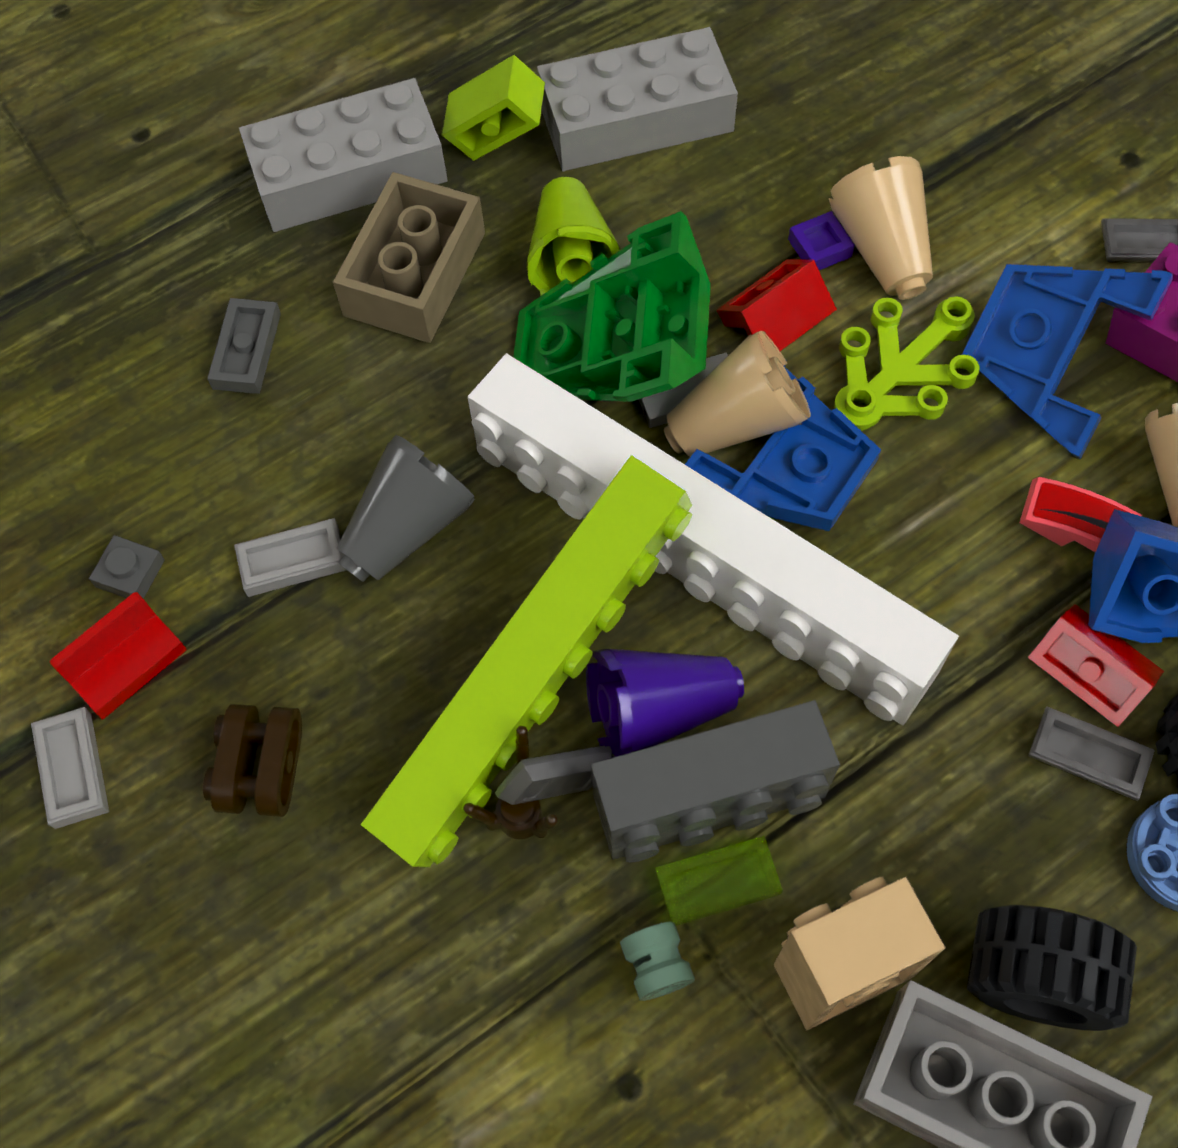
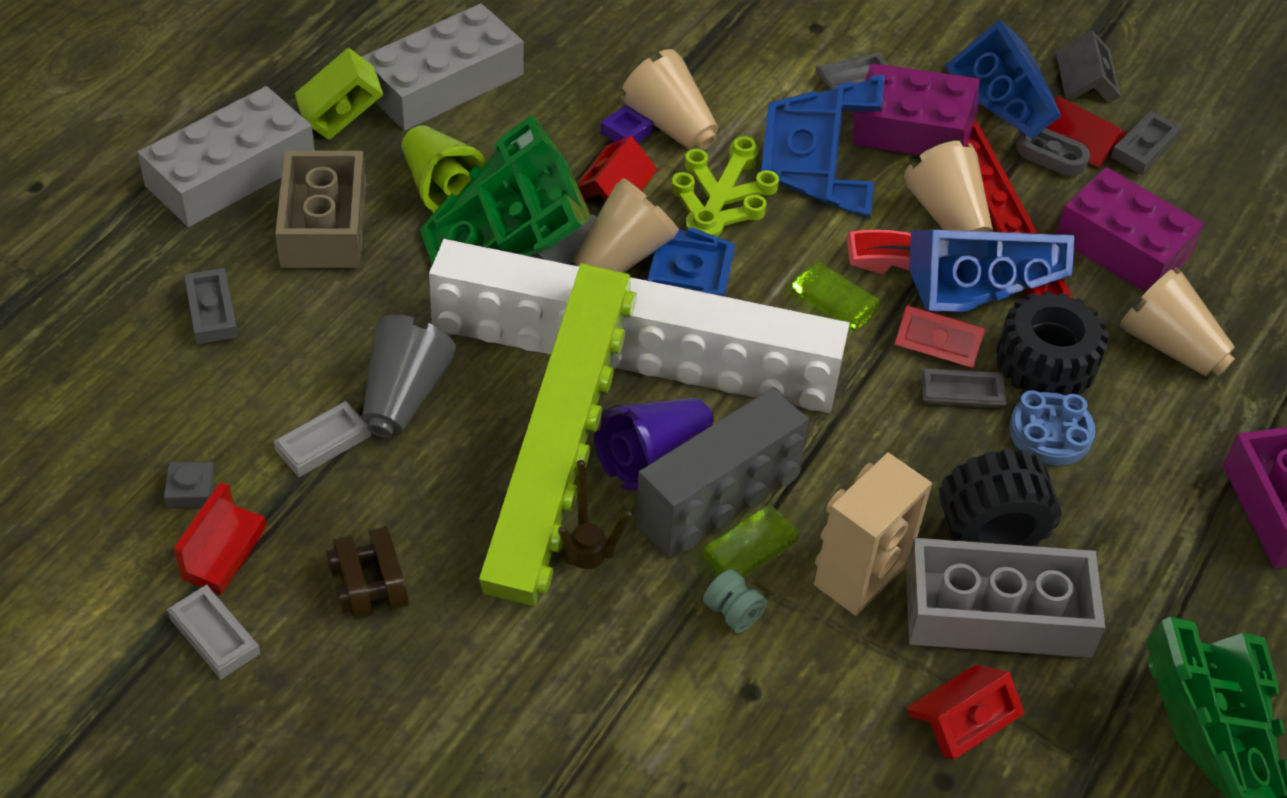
camera: 30 degrees left, 15 degrees down
(551, 775) = (606, 502): flat silver tile -> none
(983, 561) = (836, 295): none -> clear neon green tile

